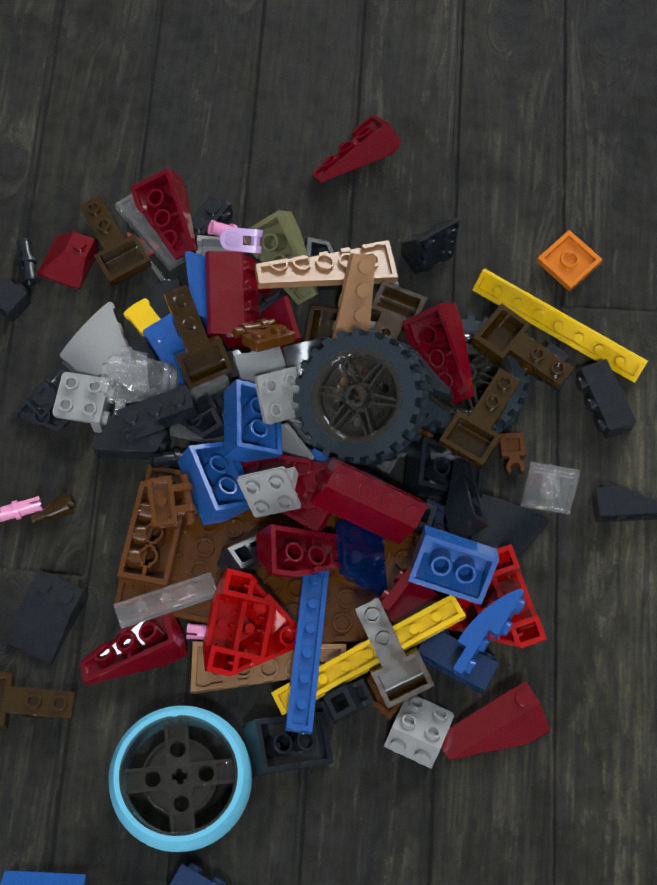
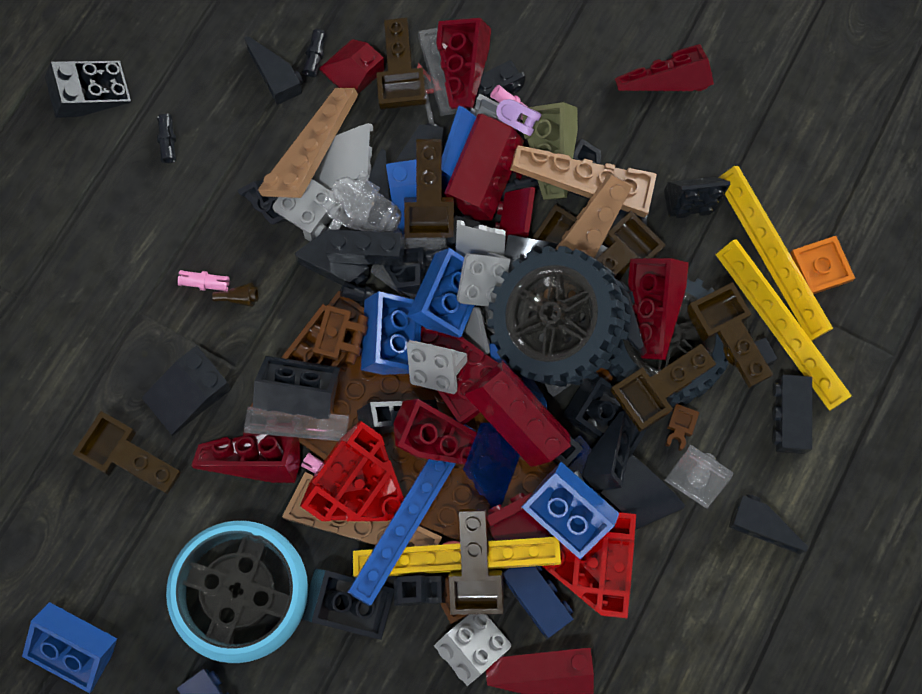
camera: 20 degrees right, 5 degrees up
(61, 357) = (304, 156): none -> medium nougat wing
(141, 315) = (393, 148): yellow tile -> none
(151, 566) = (295, 387): none -> black slope
(263, 334) = (495, 216): reddish brown plate -> none
(491, 621) = (583, 578): blue slope -> none
(525, 269) = (775, 255): none -> yellow plate

